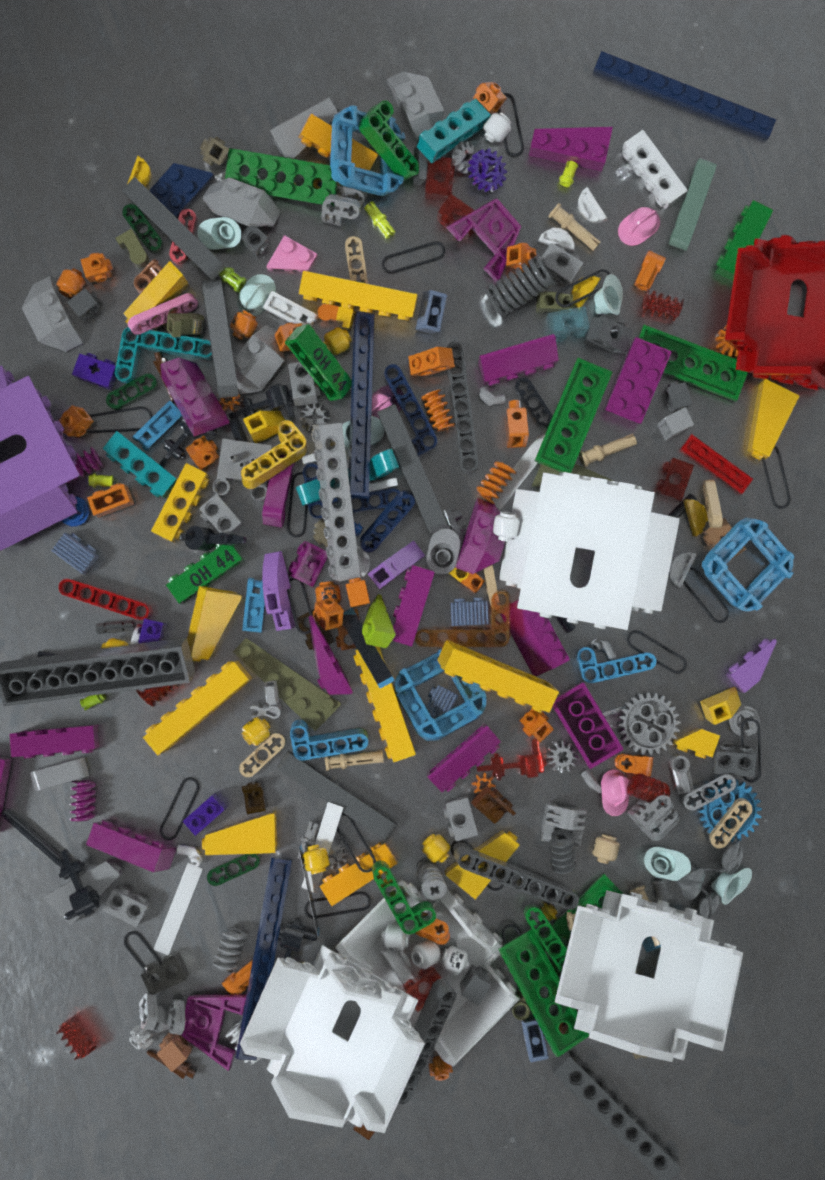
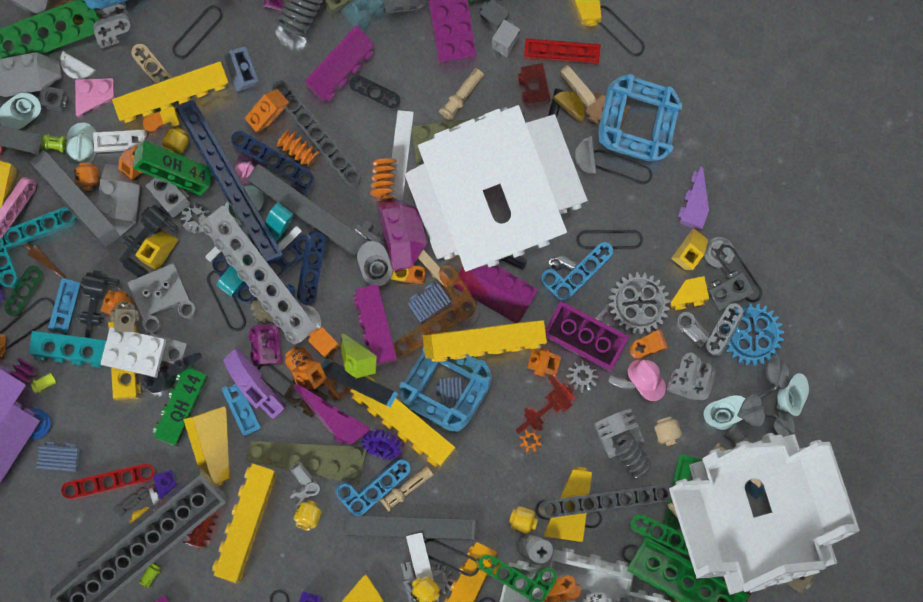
camera: 25 degrees left, 5 degrees down
(110, 500) = (62, 393): orange brick -> none
(185, 324) = (36, 205): olive leg -> none
(191, 502) = (133, 352): none -> white plate
(193, 395) = (80, 261): magenta slope -> none
(200, 467) = (124, 317): none -> dark tan brick
(230, 405) = (116, 250): orange gear -> none
(248, 760) = (333, 520): tan beam -> none
(254, 798) = (340, 573): dark brown bracket -> none
(255, 475) = (173, 294): yellow beam -> none
(276, 497) = (201, 296): magenta beam -> none
(290, 225) = (75, 68): none -> white tile
(355, 711) = (382, 444): none -> dark purple gear
(379, 220) = (149, 17): neon yellow pin -> none
(396, 565) = (341, 300): medium lavender slope -> none
(460, 830) = (522, 471): light grey brick -> none
(463, 757) = (499, 428): magenta slope -> none
(490, 399) = (334, 111): light grey arm -> none
(492, 805) = (548, 453): reddish brown bracket -> none
(506, 526) = (414, 209): white head -> none
(516, 425) = (372, 120): orange torso -> none
(549, 911) = (653, 514): yellow plate -> none
(586, 412) = (404, 77): green plate -> none
(647, 788) = (669, 357): clear red piece -> none
(732, 831) = (764, 329): tan beam -> none

